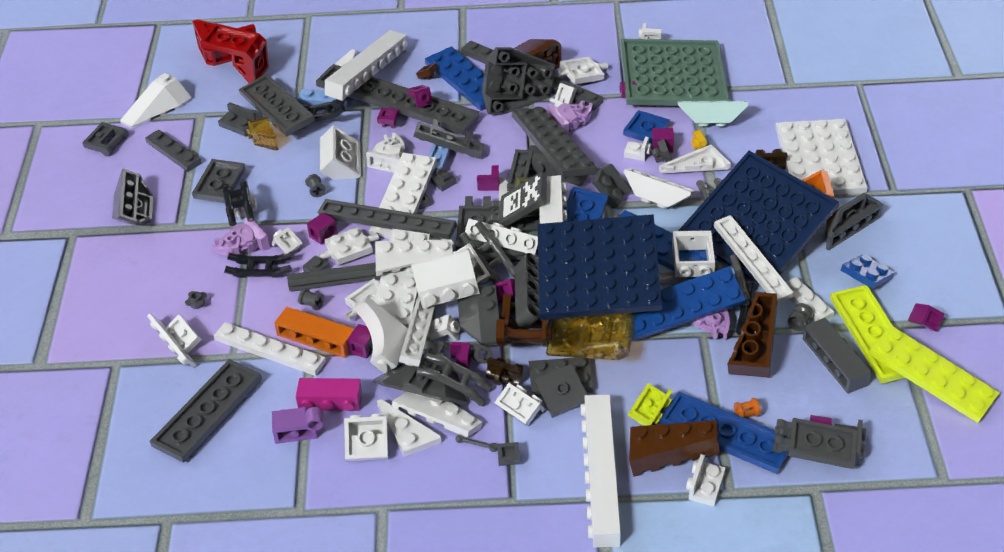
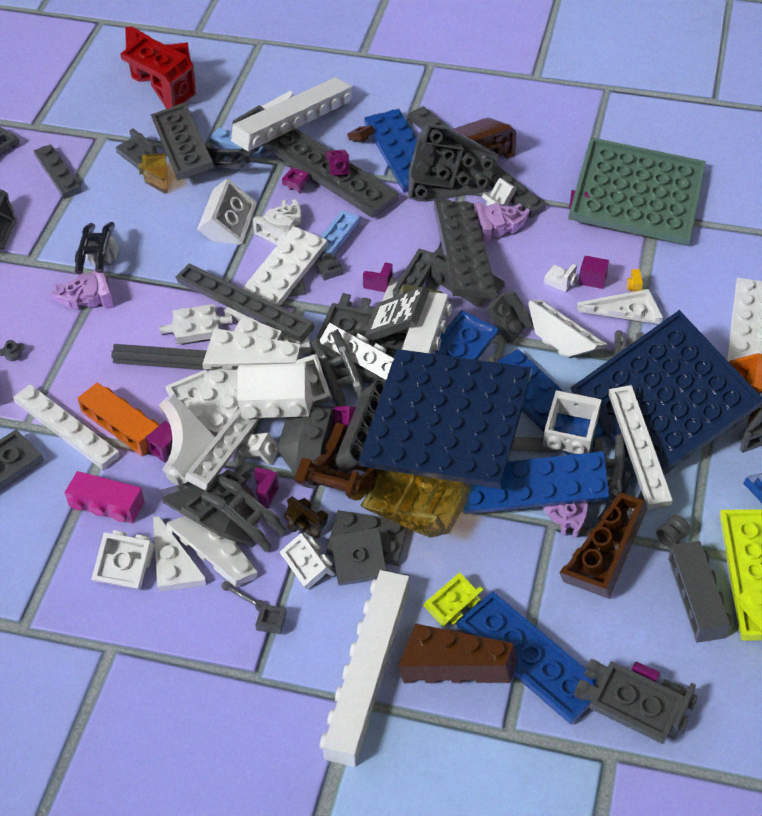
camera: 15 degrees right, 5 degrees up
(158, 98) = (65, 107): white wedge -> none
(215, 176) = (93, 209): dark grey plate -> none
(269, 271) = (85, 318): black piece -> none
(286, 240) = (131, 303): white bracket -> none
(296, 424) = (54, 524): medium lavender hinge -> none
(310, 298) = (133, 380): dark grey bush -> none
(314, 183) = (187, 244): dark grey bush -> none
(315, 263) = (152, 338): dark grey plate -> none
(322, 228) = (175, 296): magenta brick -> none
(449, 140) = (349, 221): dark grey hinge -> none
(475, 352) = (291, 484): dark grey bush -> none
(582, 70) = (533, 166): white plate -> none
(642, 125) = (579, 245): blue plate -> none
(648, 33) = (628, 137): white bracket -> none
(662, 152) = (587, 287): dark grey tile -> none
(705, 482) = (482, 712): white bracket -> none
(712, 111) = (664, 248): light aqua wedge -> none
(753, 404) = (558, 637): orange bush -> none
(777, 157) = (711, 324): dark brown hips -> none
(804, 295) = (690, 508): white plate -> none

